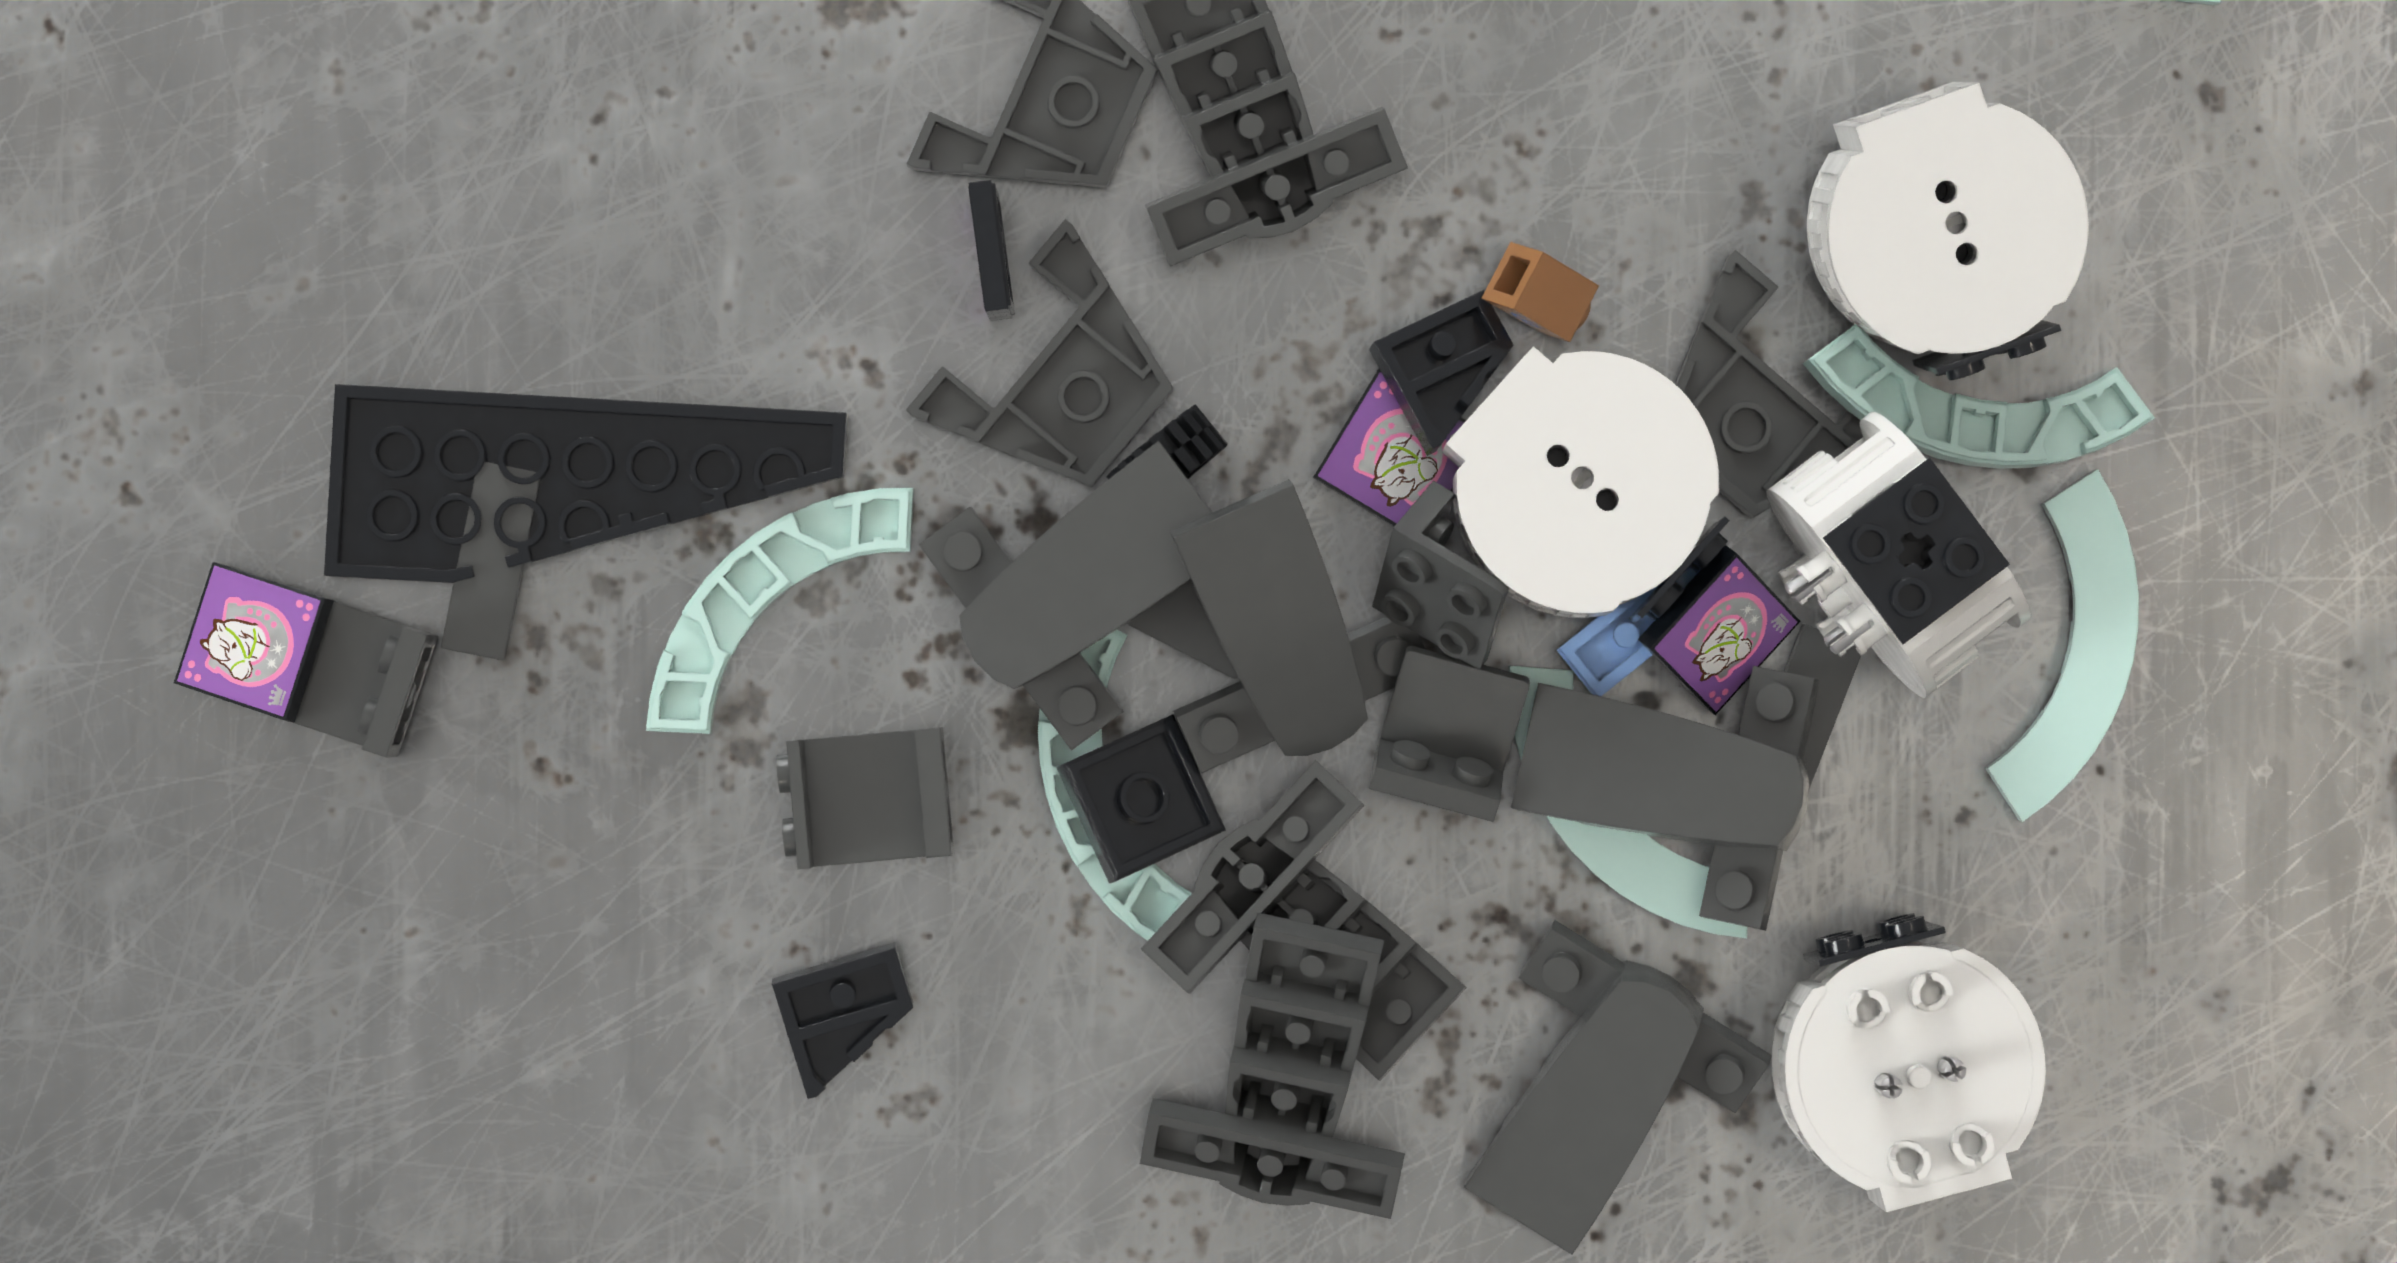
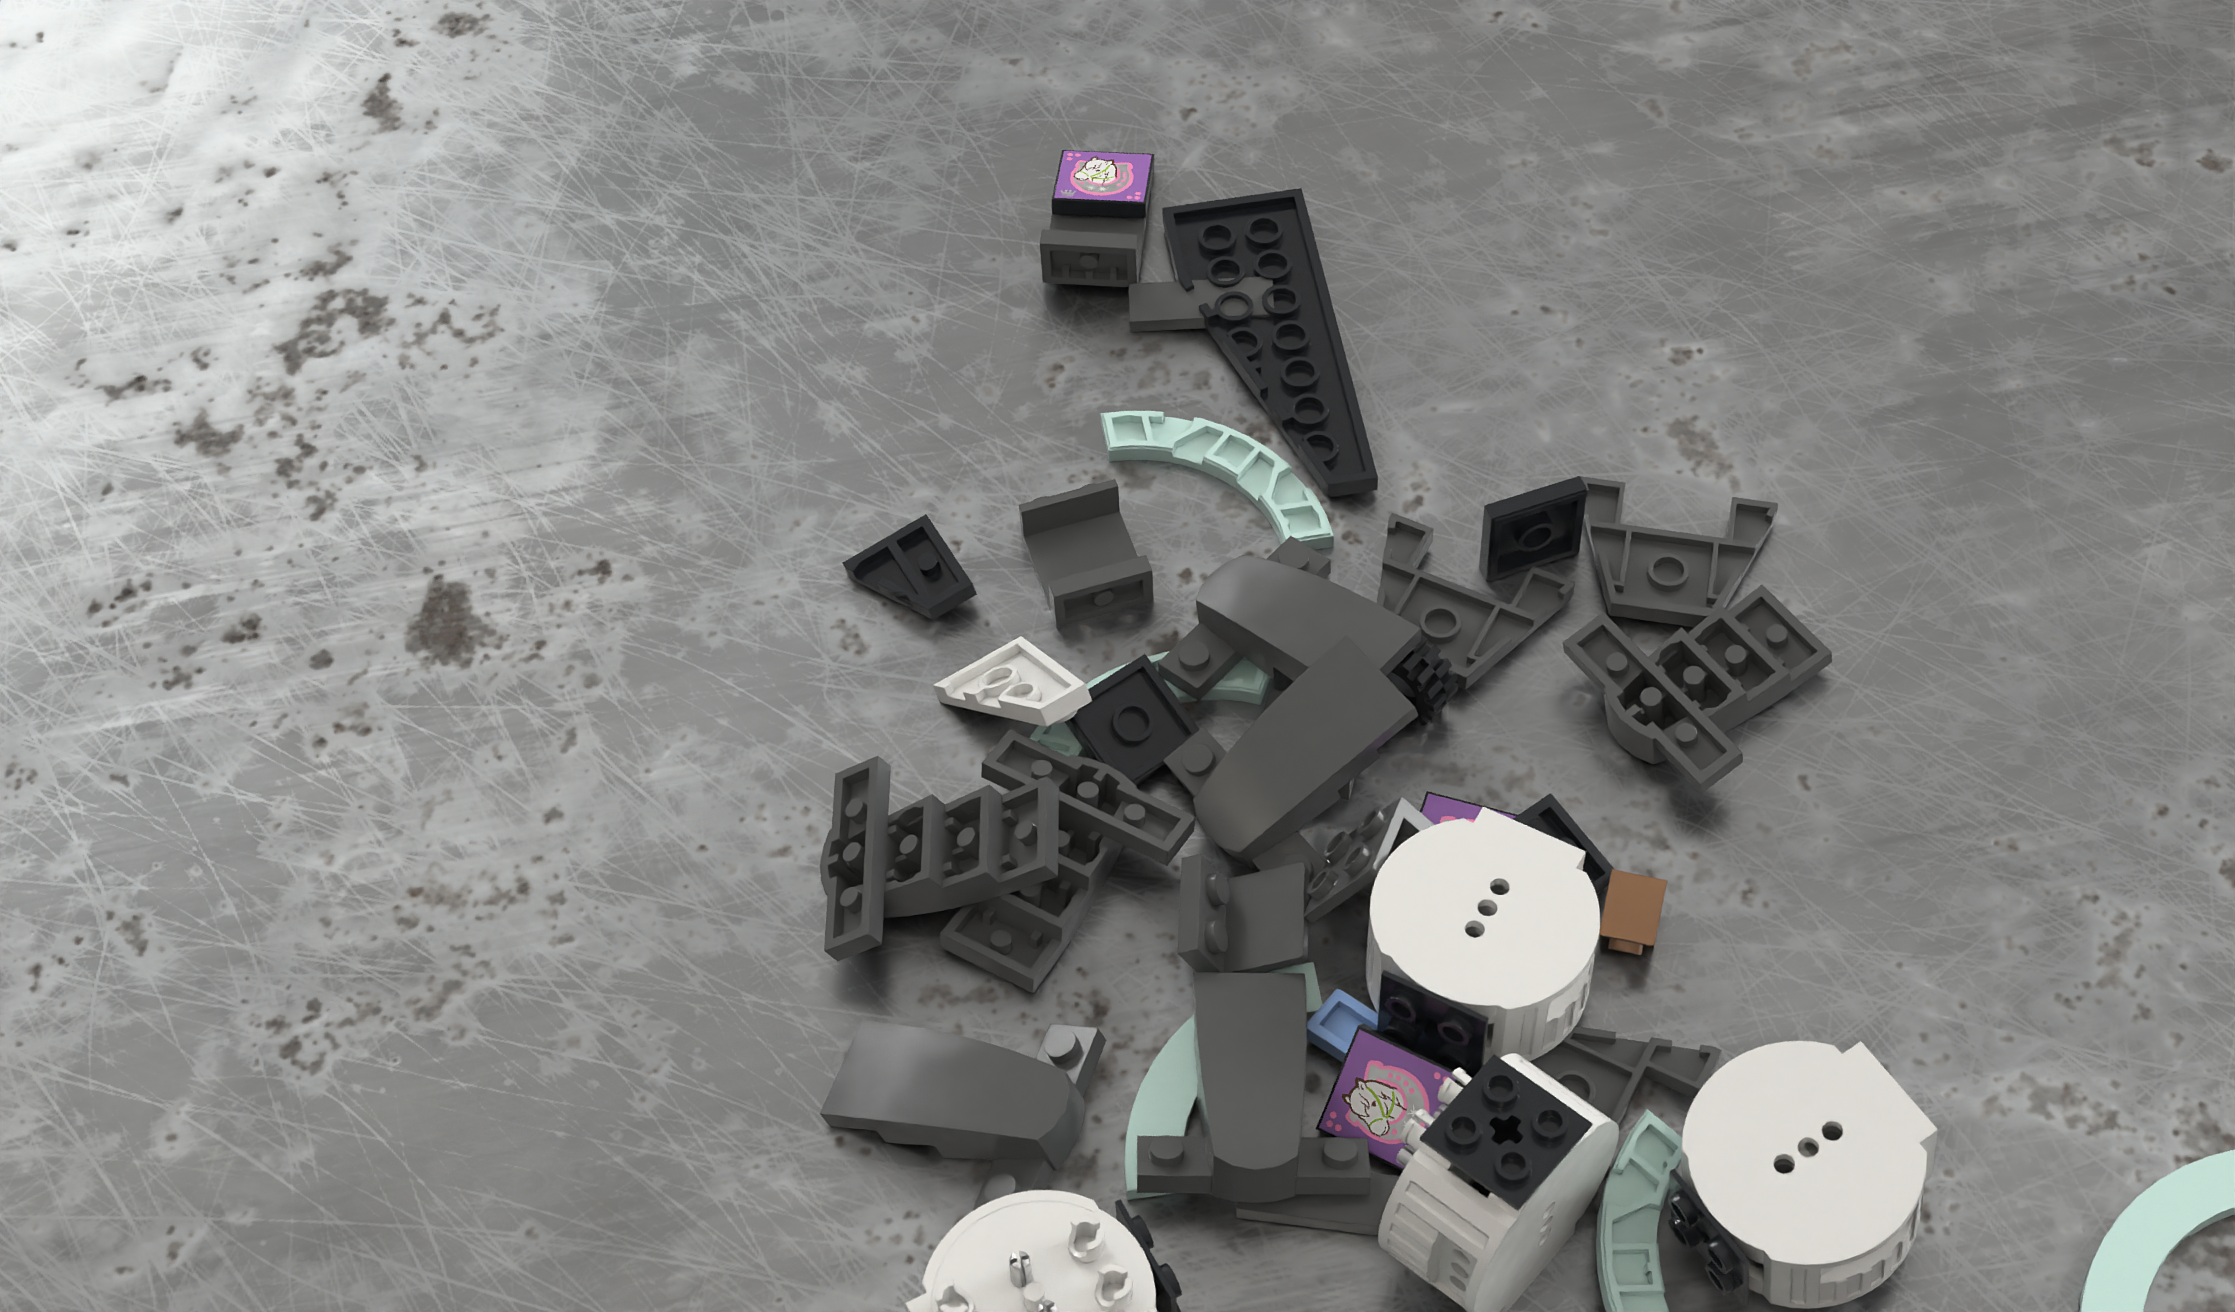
camera: 80 degrees right, 35 degrees down
(1067, 924) = (1016, 685): none -> white wing

